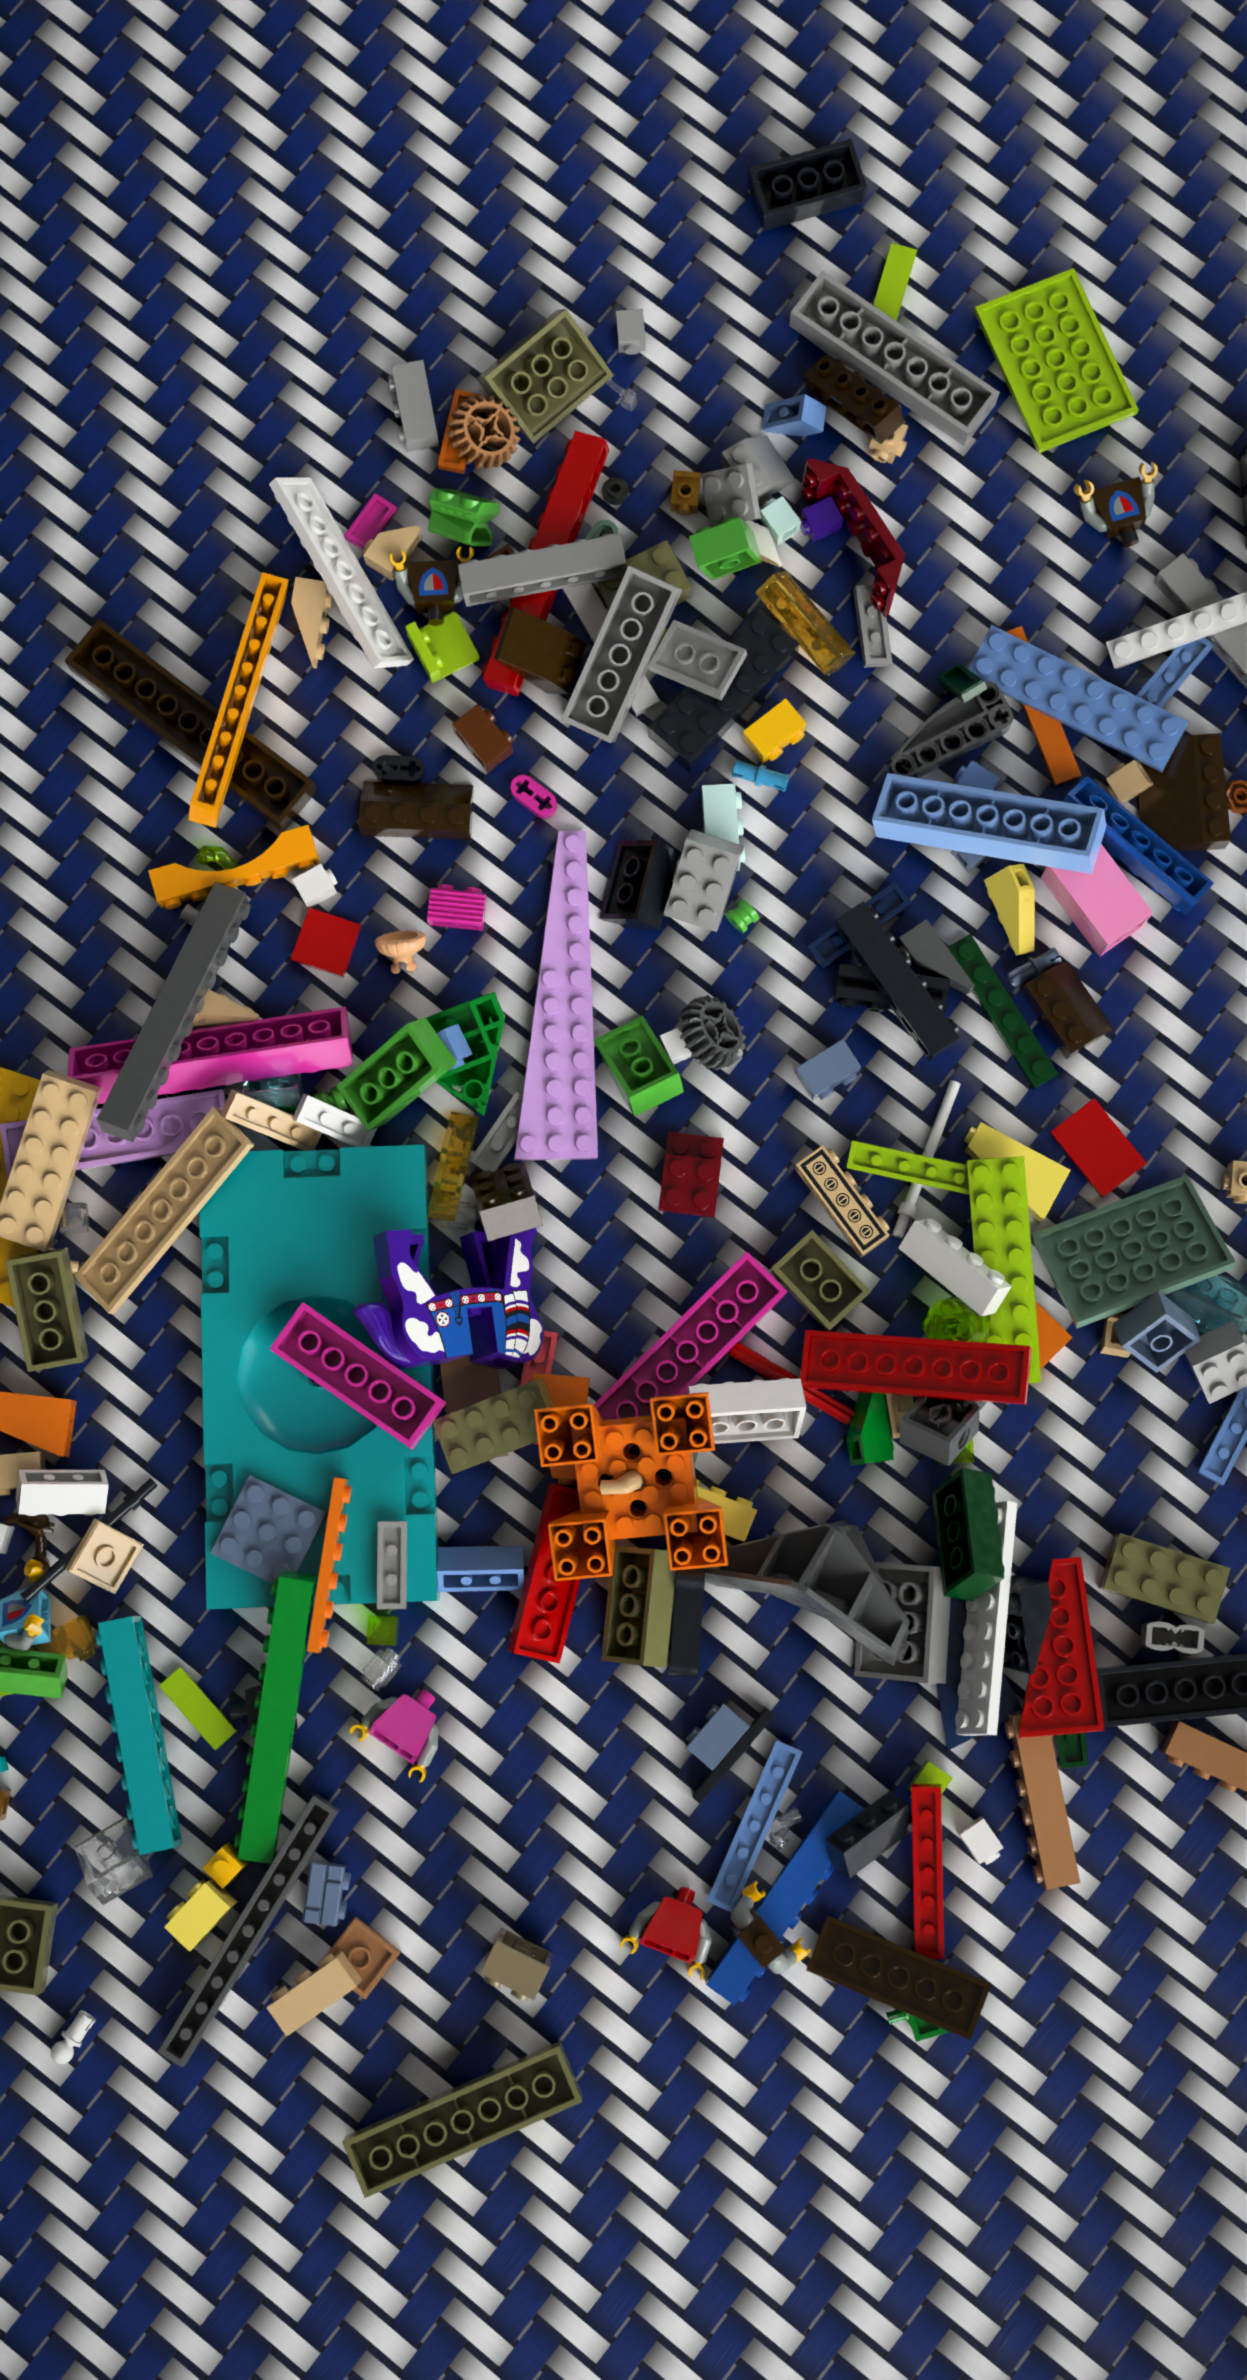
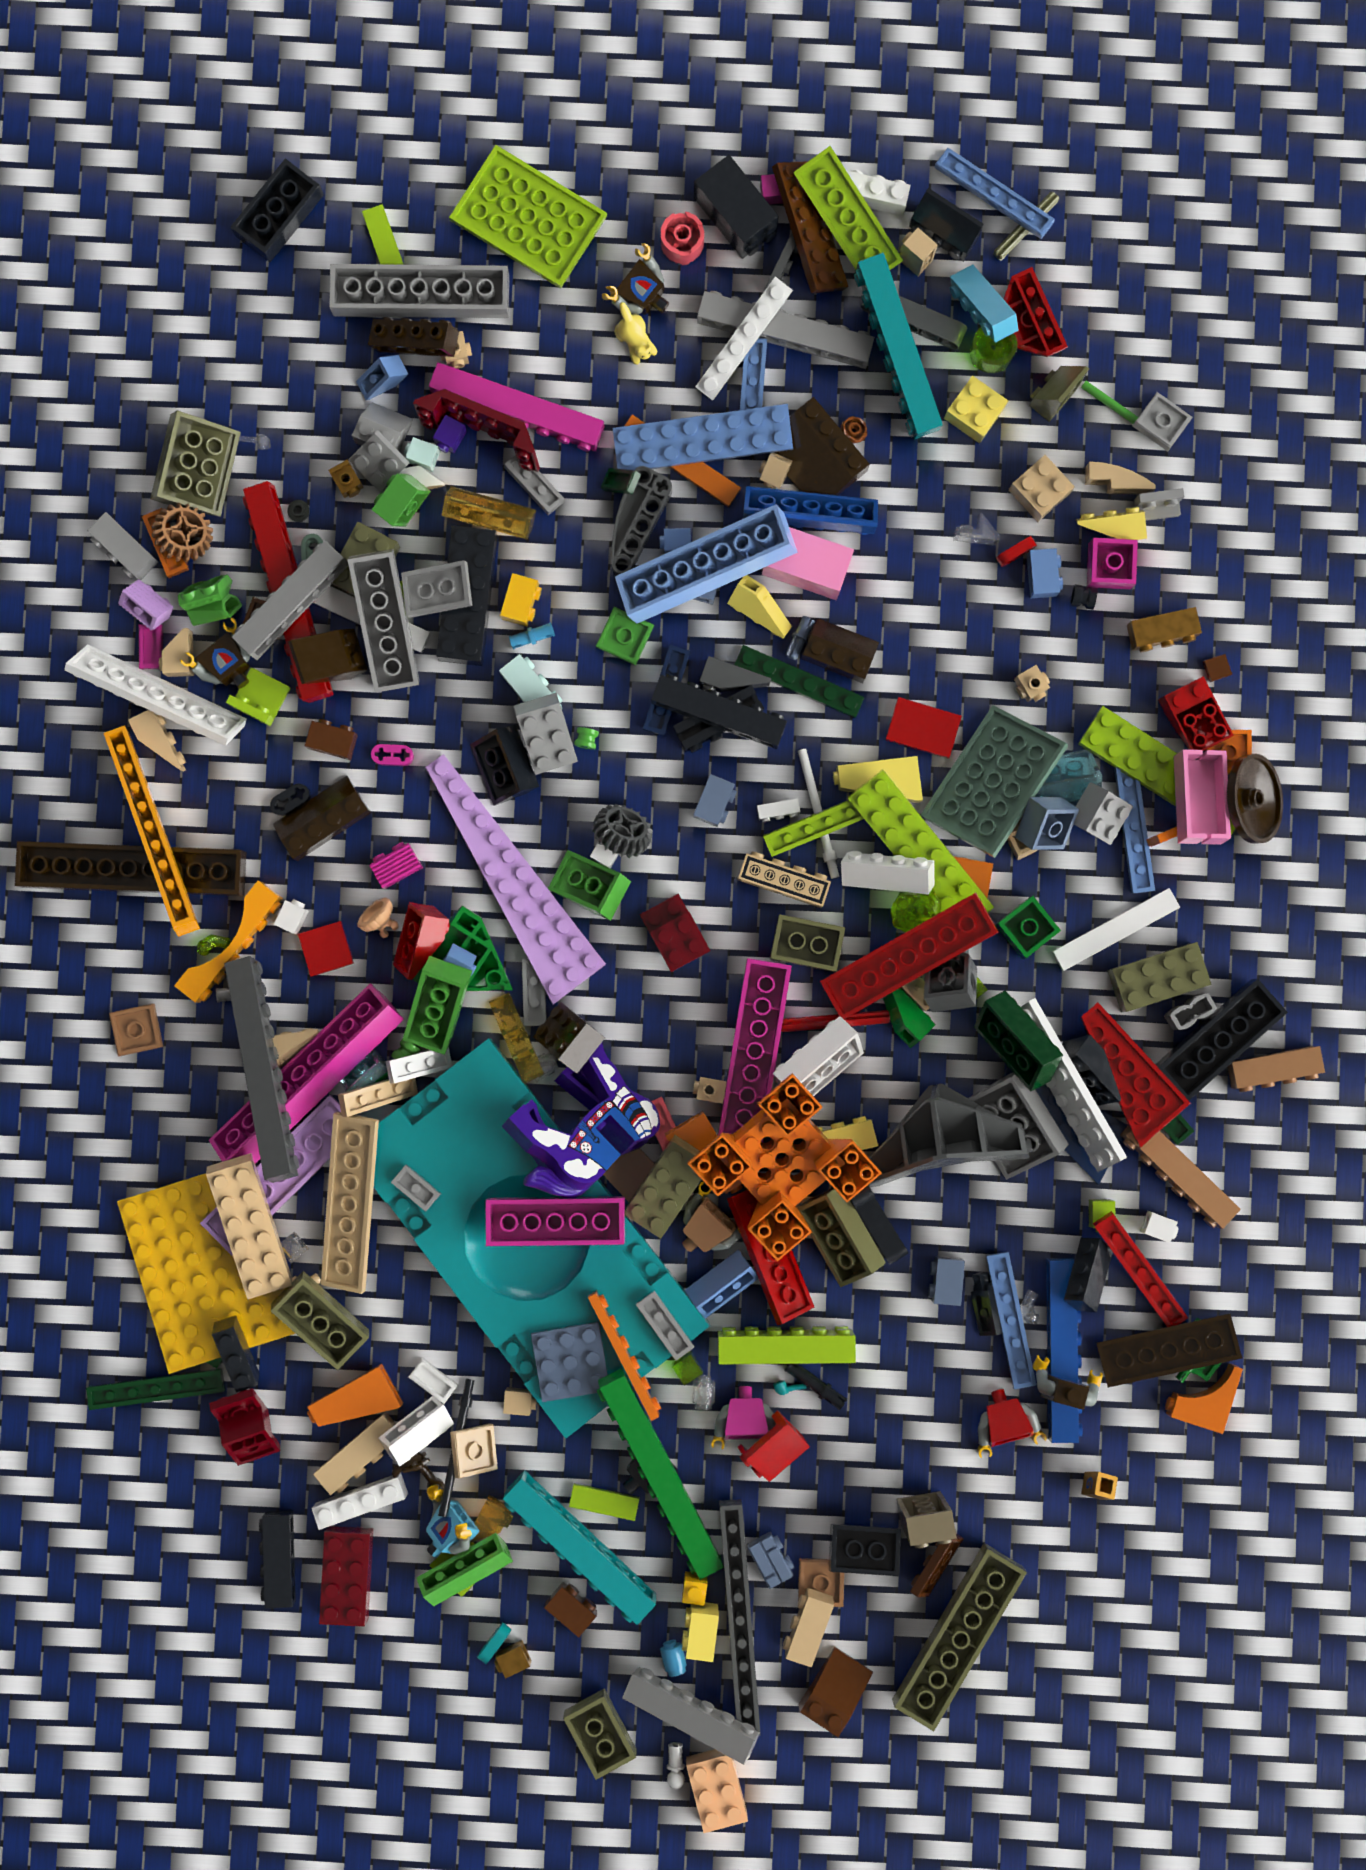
camera: 40 degrees left, 5 degrees up
(78, 889) = (136, 1029): none -> medium nougat tile
(85, 1792) = (571, 1608): none -> reddish brown brick
(96, 2093) = (716, 1790): none -> light nougat brick
(111, 1862) = (619, 1640): clear slope -> none
(115, 1456) = (433, 1381): none -> white tile
(127, 1993) = (691, 1715): none -> light grey brick
(151, 1922) = (673, 1658): none -> dark azure brick
(186, 1540) = (518, 1402): none -> tan brick
(241, 1242) = (416, 1187): none -> light grey plate
(293, 2083) = (835, 1691): none -> reddish brown slope
(396, 477) = (145, 604): none -> lavender brick
(412, 1779) = (775, 1449): none -> red panel
(430, 995) = (420, 937): none -> red slope
(430, 1953) = (864, 1549): none -> black brick
(465, 1723) = (782, 1389): none -> teal hand
(492, 2025) = (934, 1567): none -> reddish brown plate
(500, 1680) = (786, 1346): none -> lime brick
(506, 1755) = (823, 1390): none -> black pin
(510, 1497) = (707, 1225): none -> medium nougat torso
(611, 1360) = (710, 1089): none -> tan brick
(623, 1485) = (778, 1168): tan arm -> none
(630, 331) = (230, 394): light grey brick -> none
(724, 2067) = (1099, 1485): none -> pearl gold brick
(733, 1755) = (964, 1309): black tile -> none
(738, 1790) = (985, 1305): none -> black hinge
(854, 842) = (624, 637): none -> bright green tile
(887, 1126) = (778, 810): none -> white piece
(900, 2071) = (1210, 1407): none -> orange arch
(923, 556) = (537, 413): none -> dark pink brick
(1061, 1427) = (1027, 927): none -> green brick
(1080, 544) = (633, 332): none -> light yellow animal
(1153, 1497) = (1116, 929): none -> white tile
(1210, 486) = (681, 226): none -> coral brick

